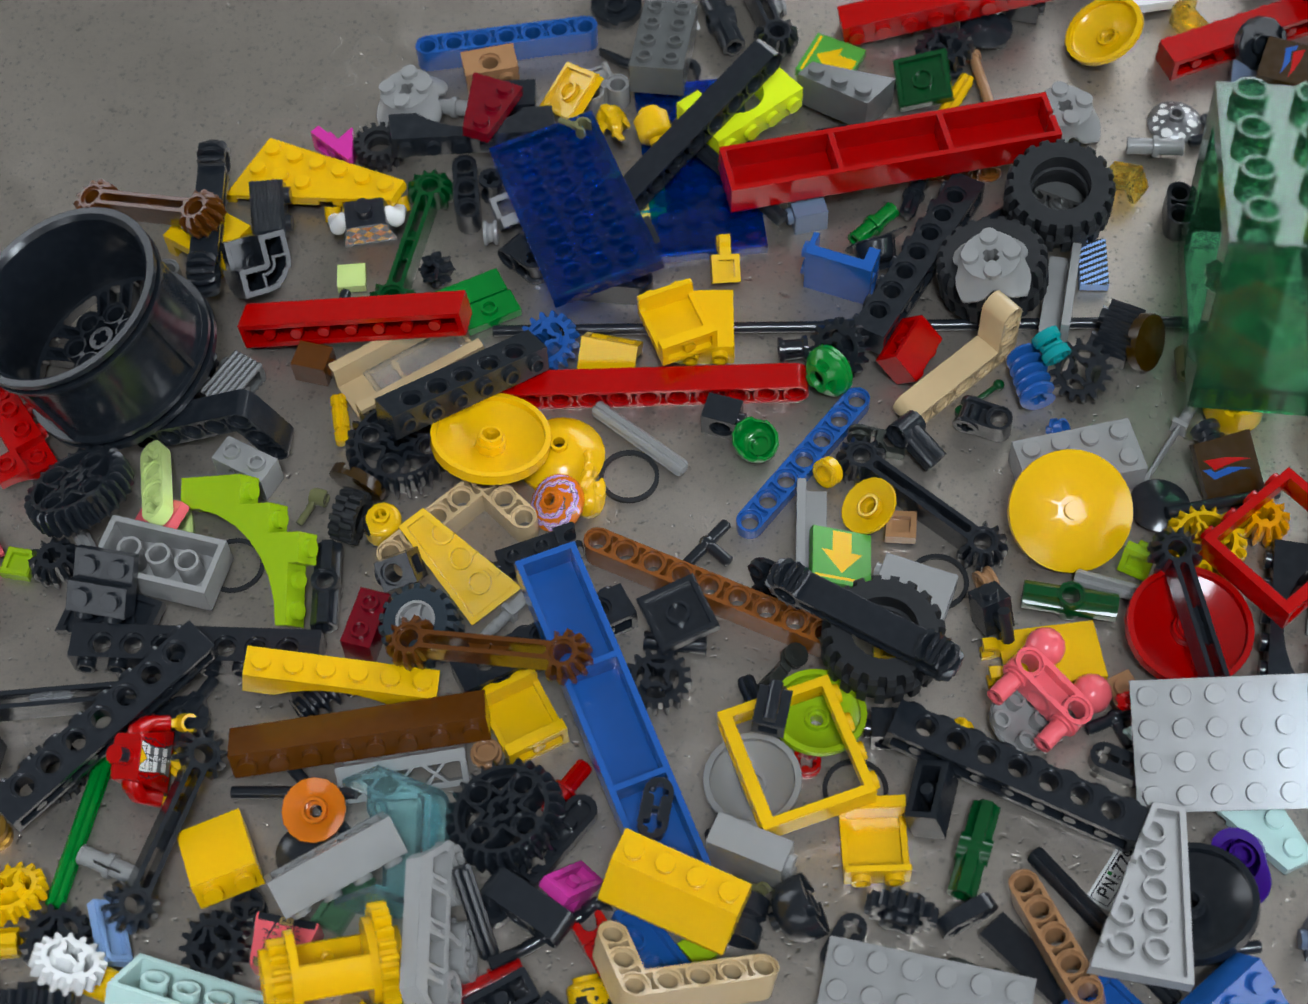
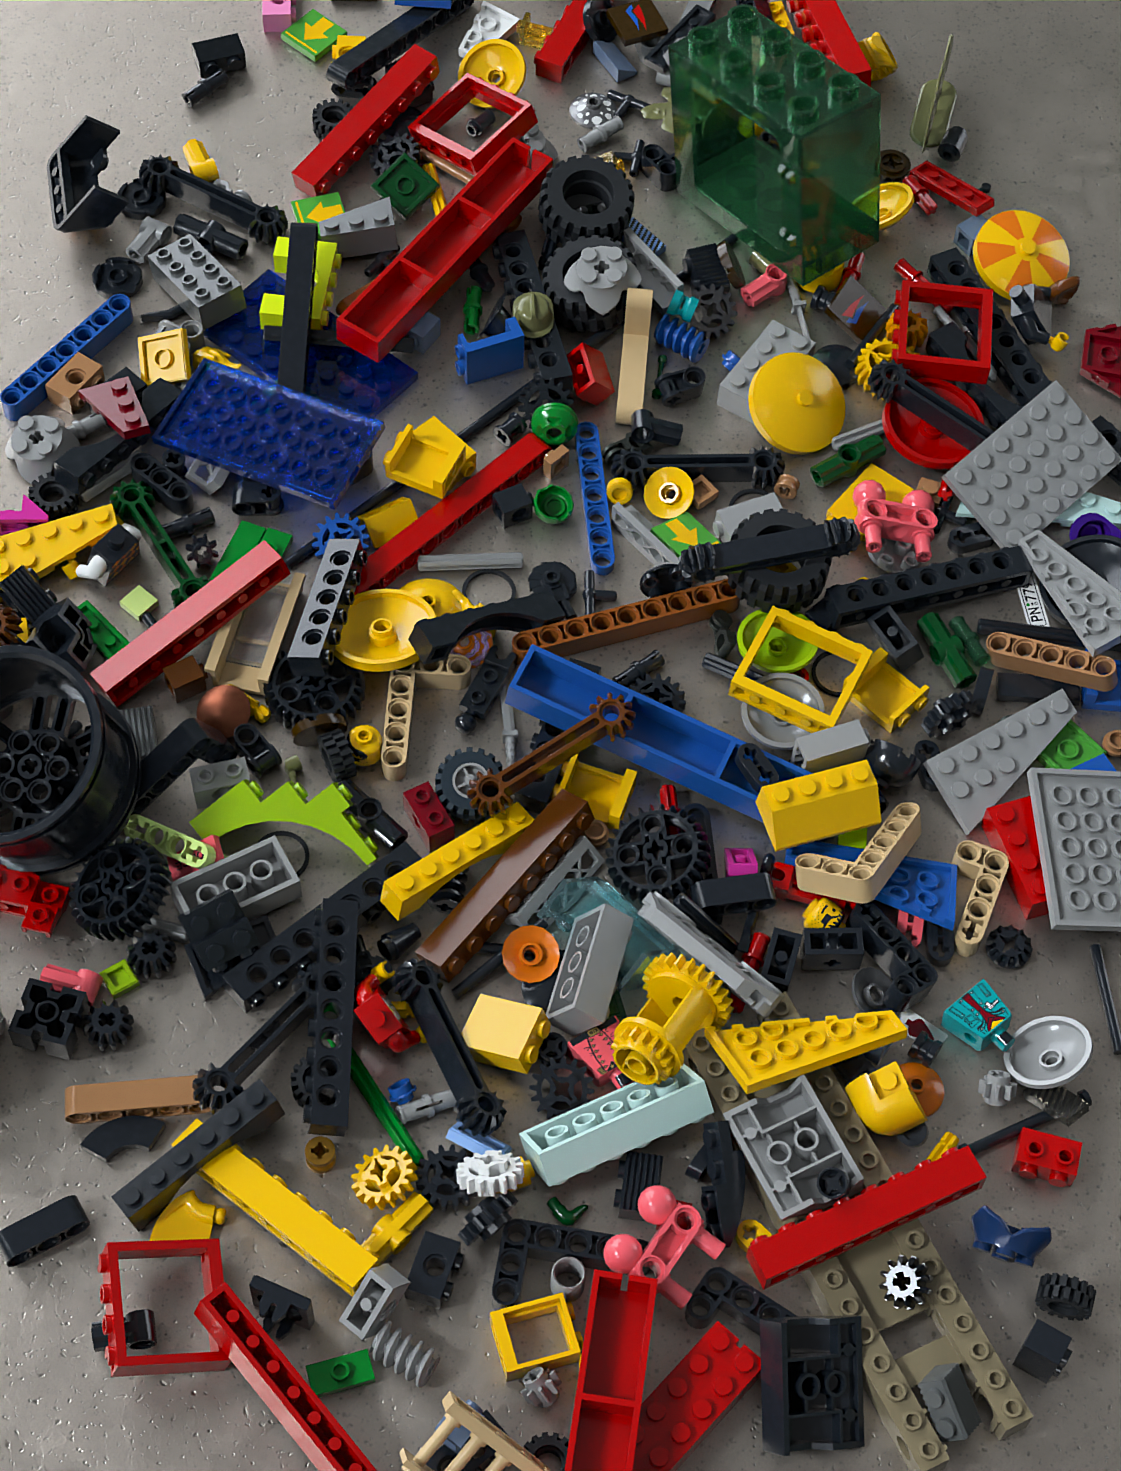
camera: 50 degrees left, 0 degrees up
(104, 836) = (402, 1091): none -> blue plate
(235, 709) = (397, 942): none -> black cone
(301, 277) = (104, 634): none -> green tile
(301, 467) = (258, 753): none -> black piece
(313, 412) = (224, 709): none -> copper dish
(410, 564) = (431, 759): black brick -> none
(440, 162) = (118, 472): none -> light grey axle
(453, 240) = (189, 523): none -> black pin
(463, 572) = (450, 727): yellow wing -> none
(490, 232) = (210, 498): light grey bush -> none
(514, 477) = (439, 635): none -> black arch
(579, 125) = (214, 374): olive hand -> none
(651, 124) = (255, 341): yellow head -> none
(678, 614) = (629, 647): black tile -> none
(686, 511) = (558, 580): none -> black piece
(724, 266) = (404, 404): yellow plate -> none
(772, 709) = (768, 649): black brick -> none
(800, 406) = (555, 461): none -> medium nougat plate
(907, 261) = (534, 314): none -> olive piece
(992, 611) = (813, 499): black brick -> none
(1006, 859) = (969, 640): none -> clear green pin
(1034, 35) = (451, 102): none -> red window
(1054, 68) = (476, 126): none -> black pin
(1135, 560) = (861, 406): lime tile -> none
(1162, 186) = (633, 158): none -> black piece
(1162, 385) = (769, 284): none -> coral piece
(1266, 430) = (853, 268): none -> red axle

